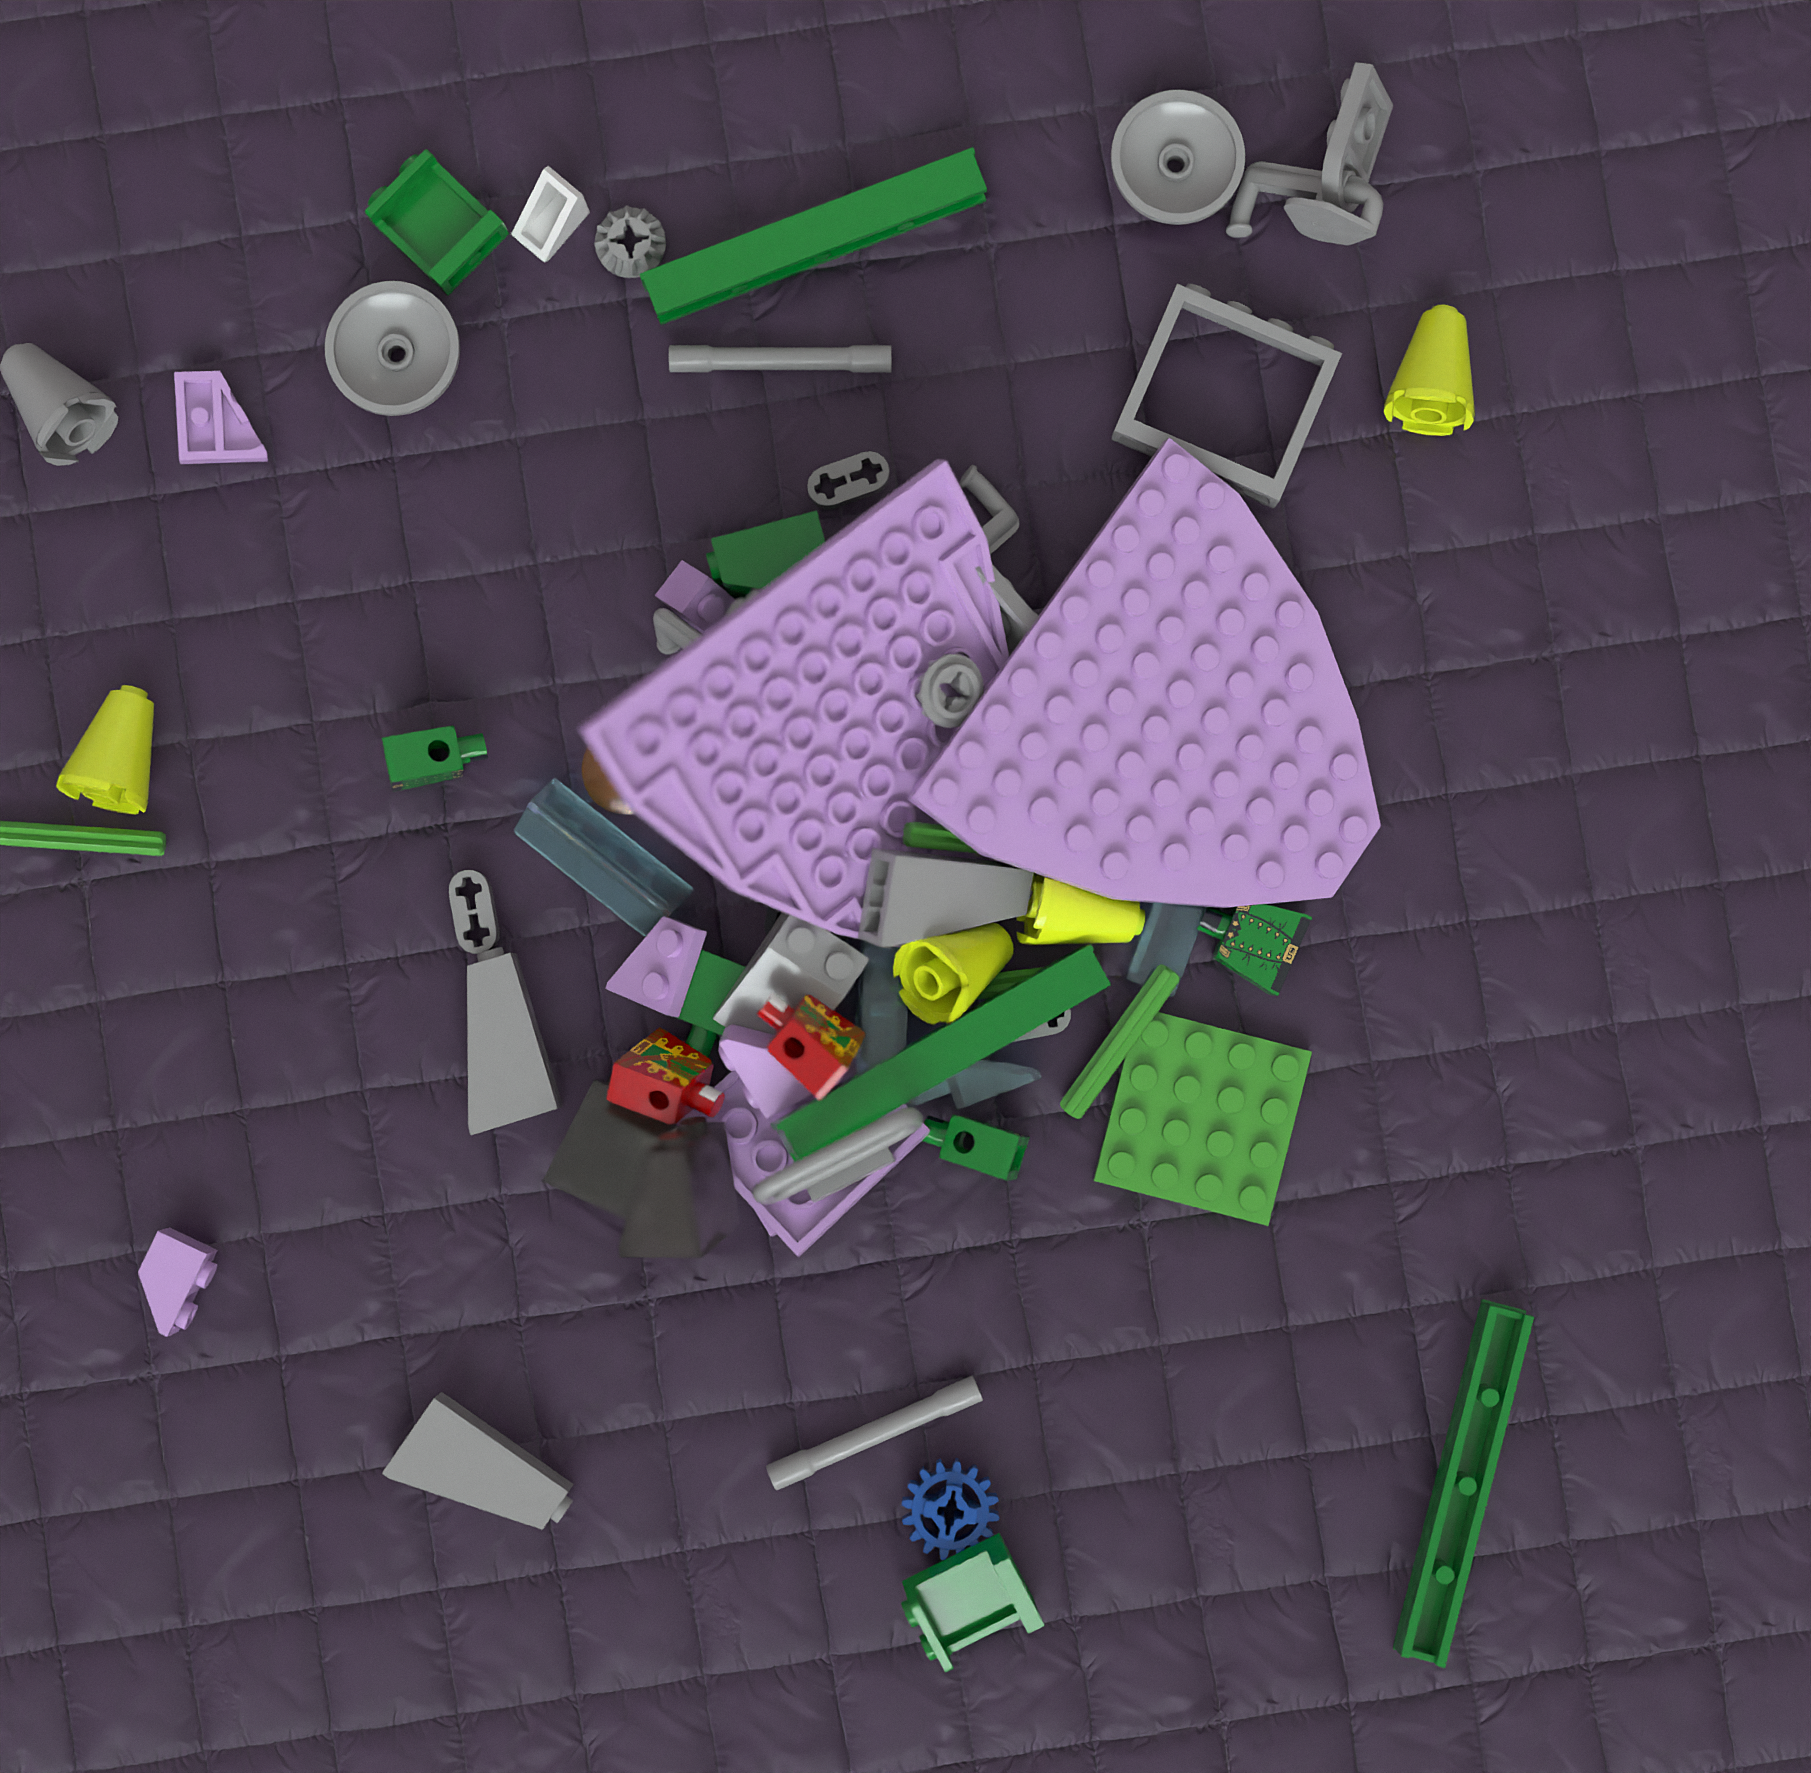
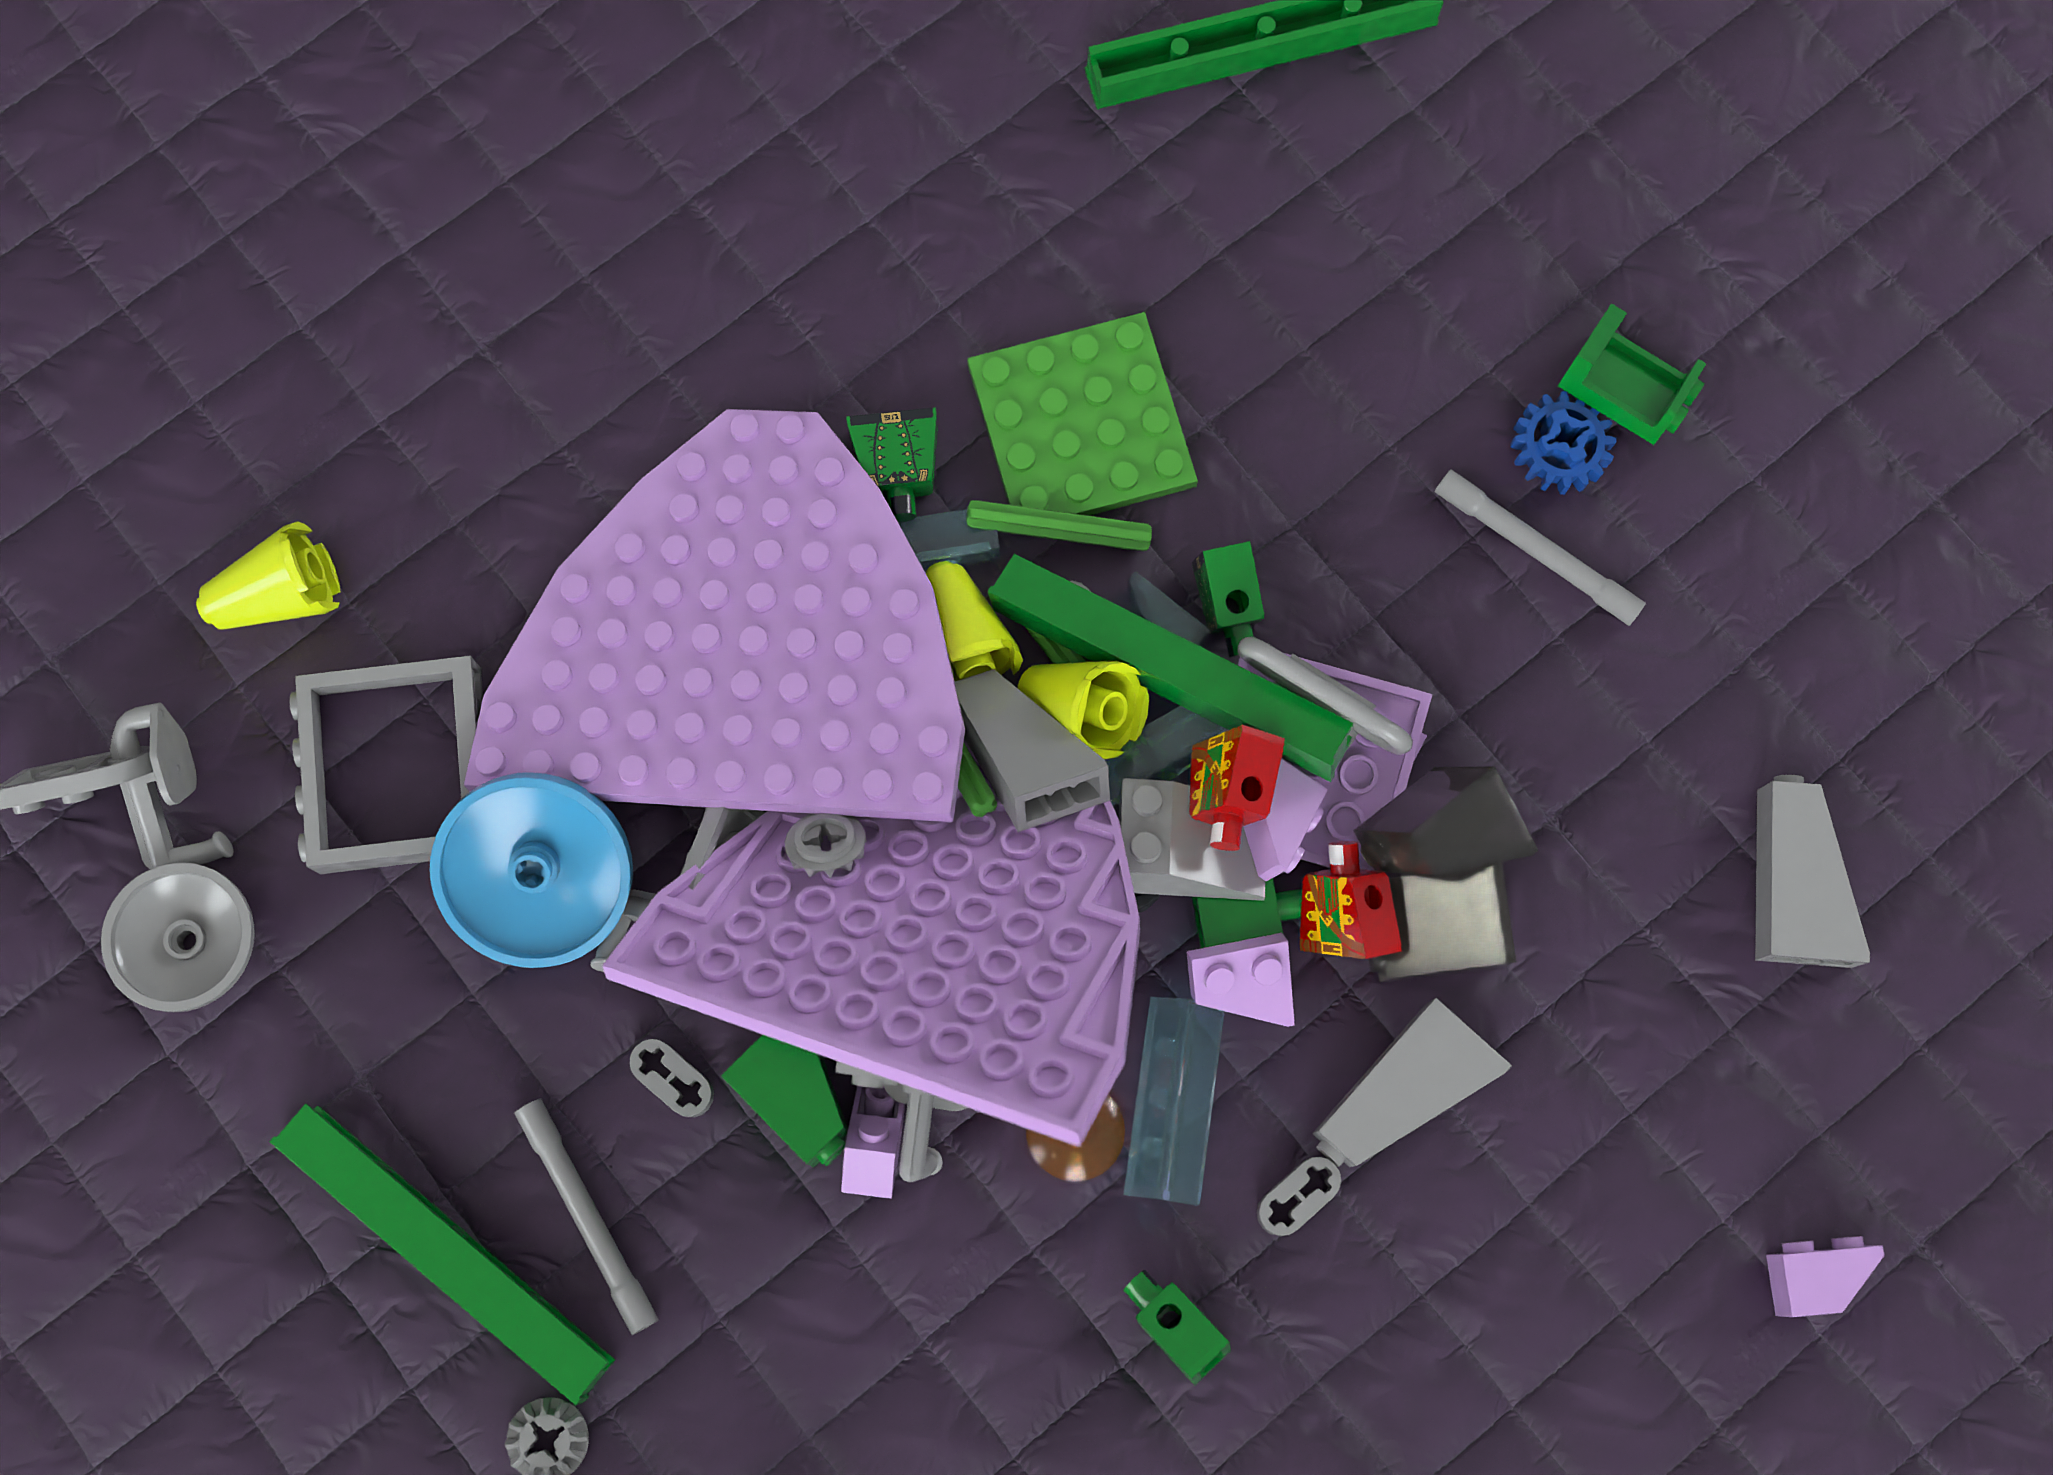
camera: 125 degrees left, 10 degrees down
(1070, 455) = (531, 870): none -> dark azure dish

